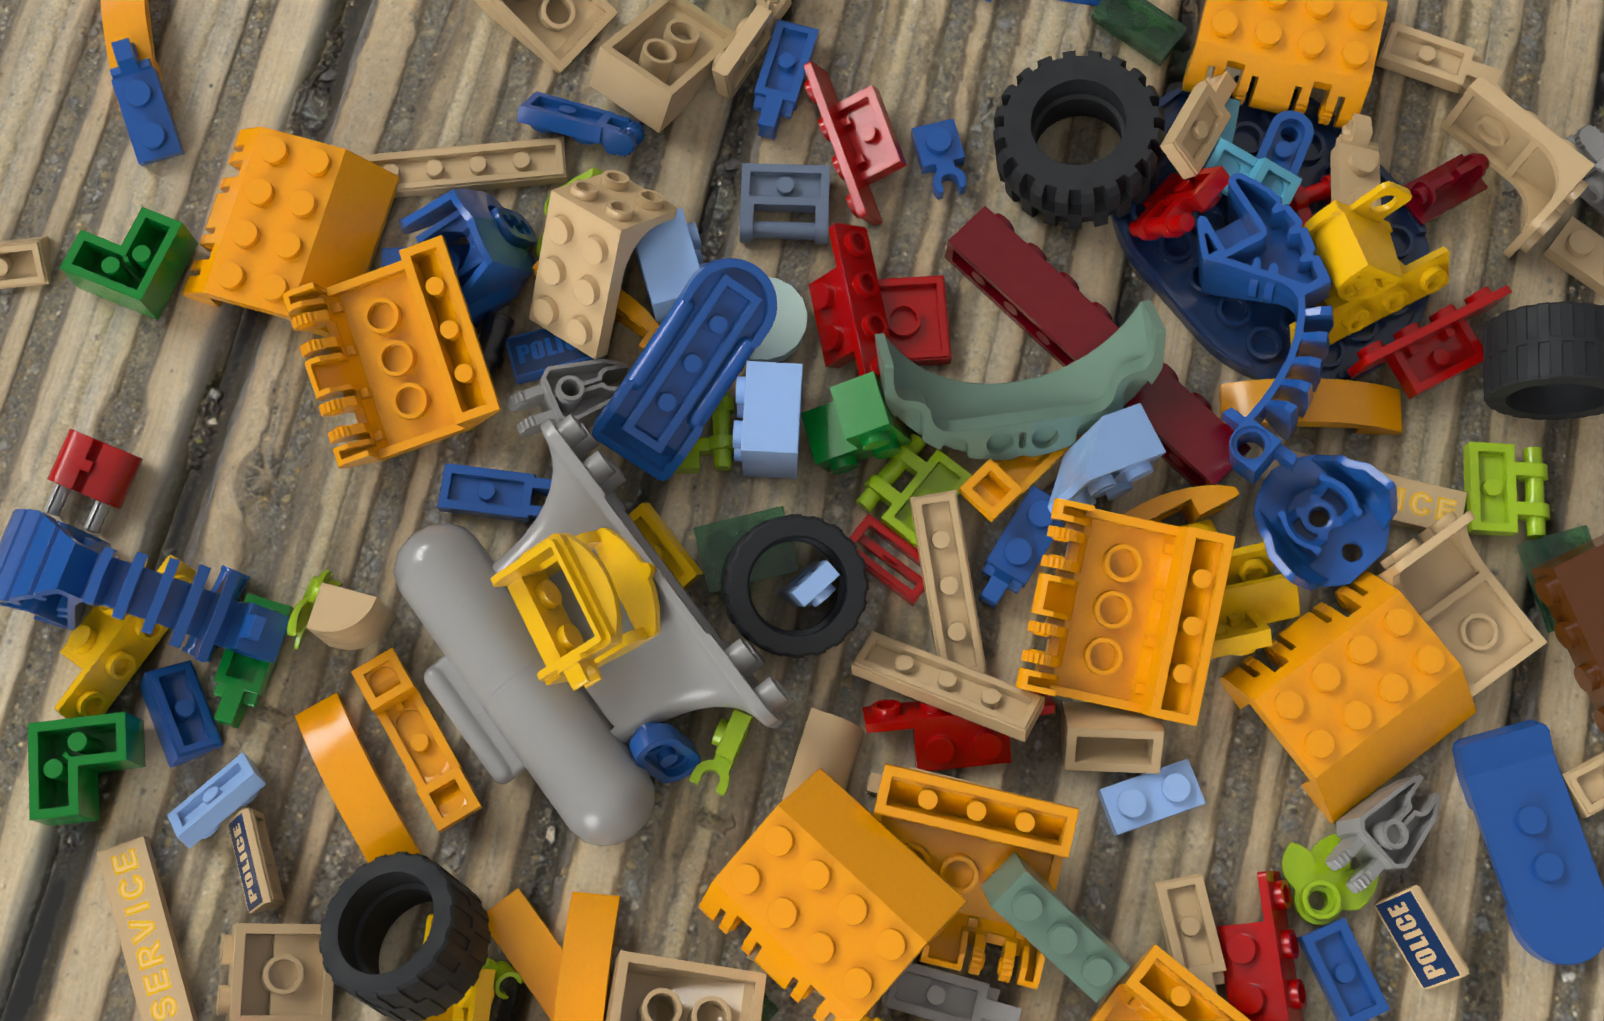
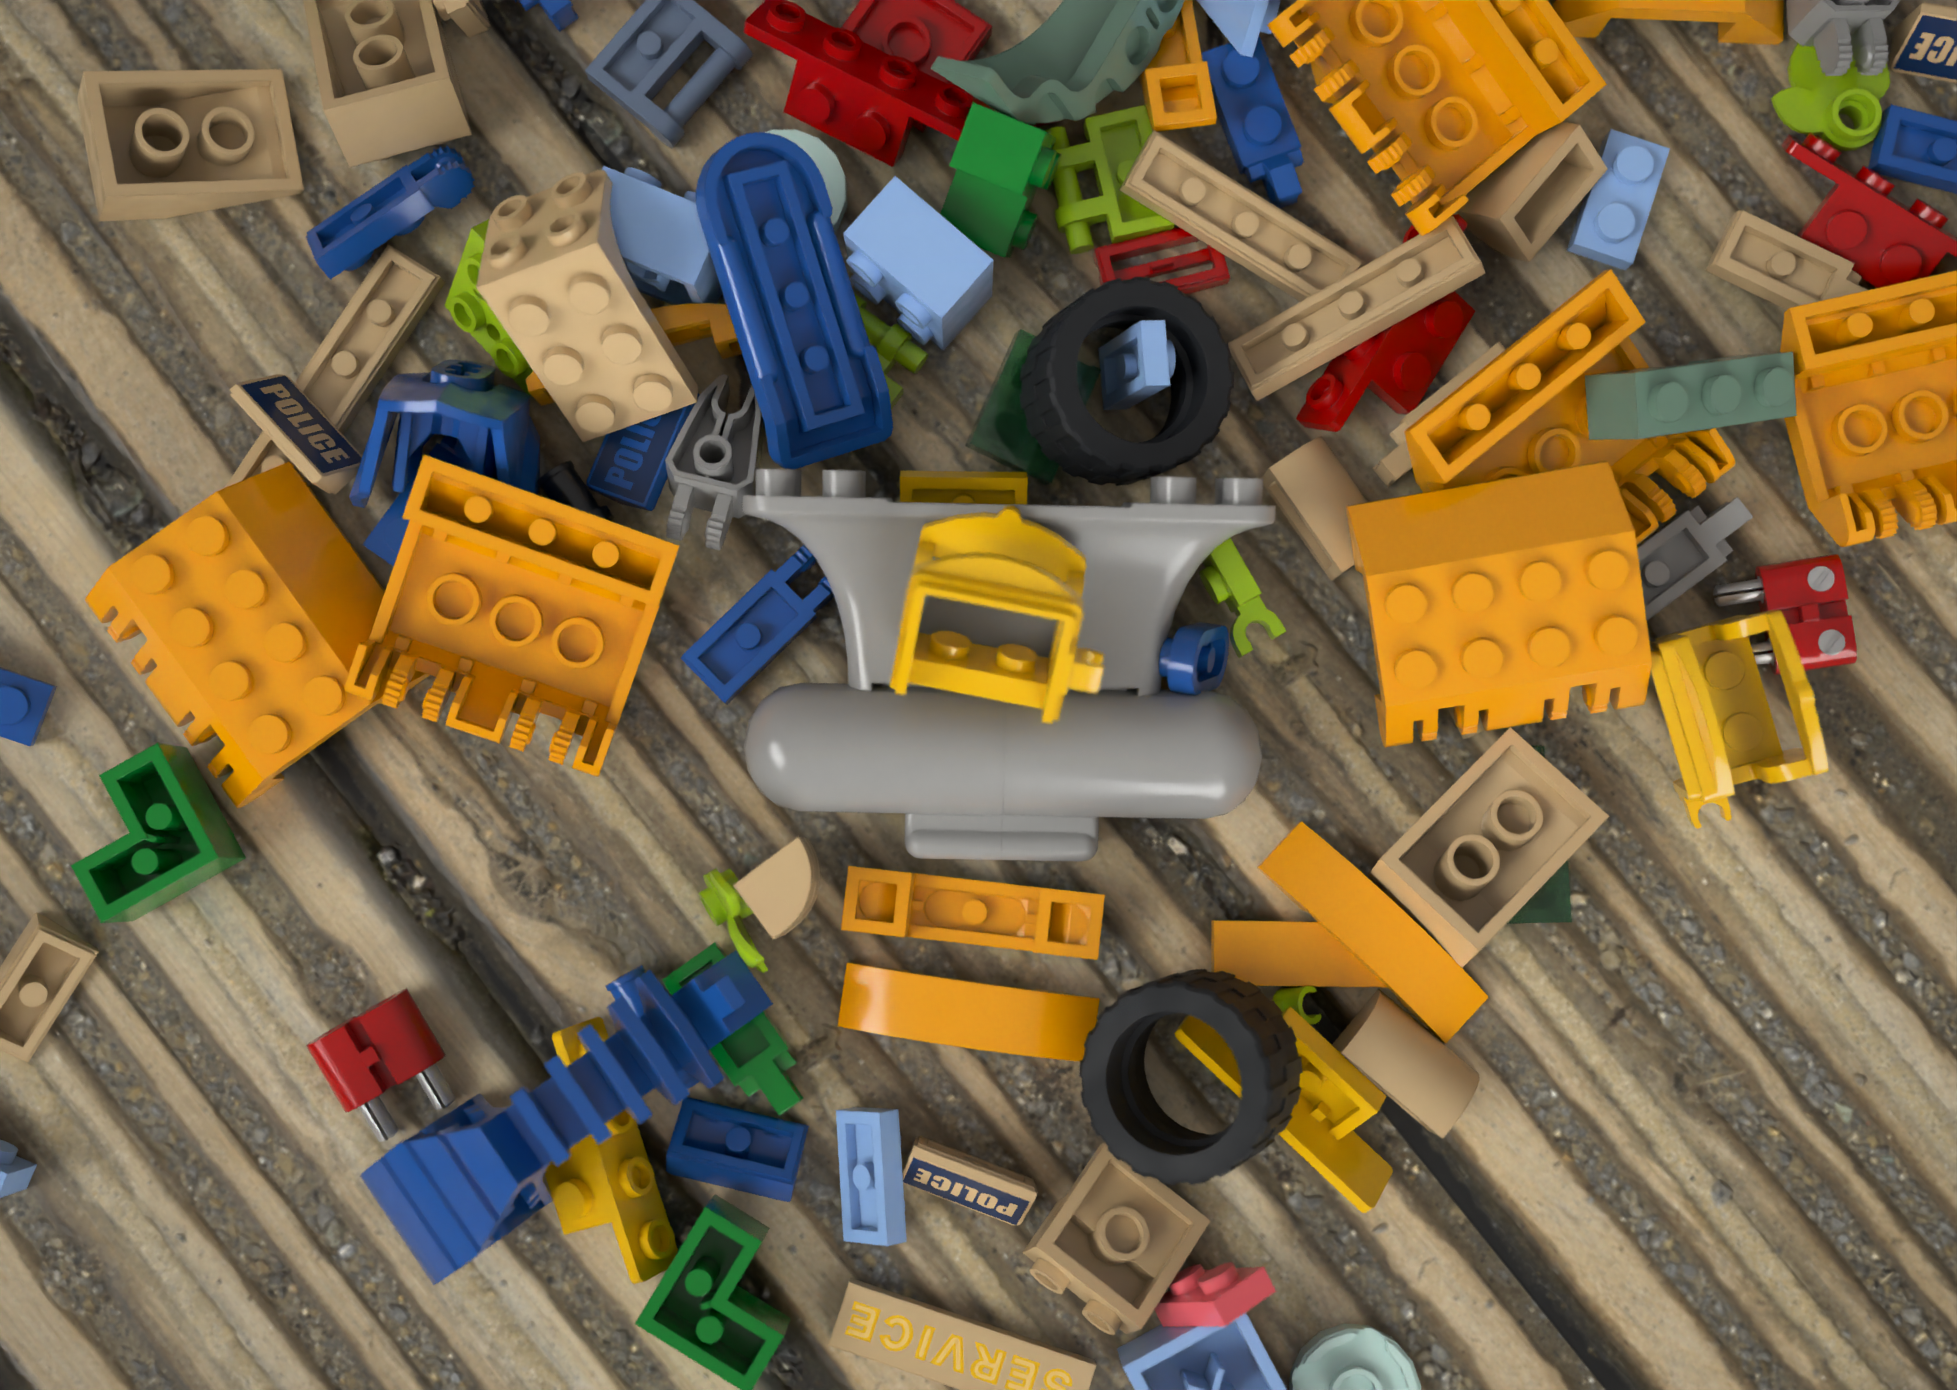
camera: 55 degrees left, 10 degrees up
(417, 166) = (299, 430): none -> slope

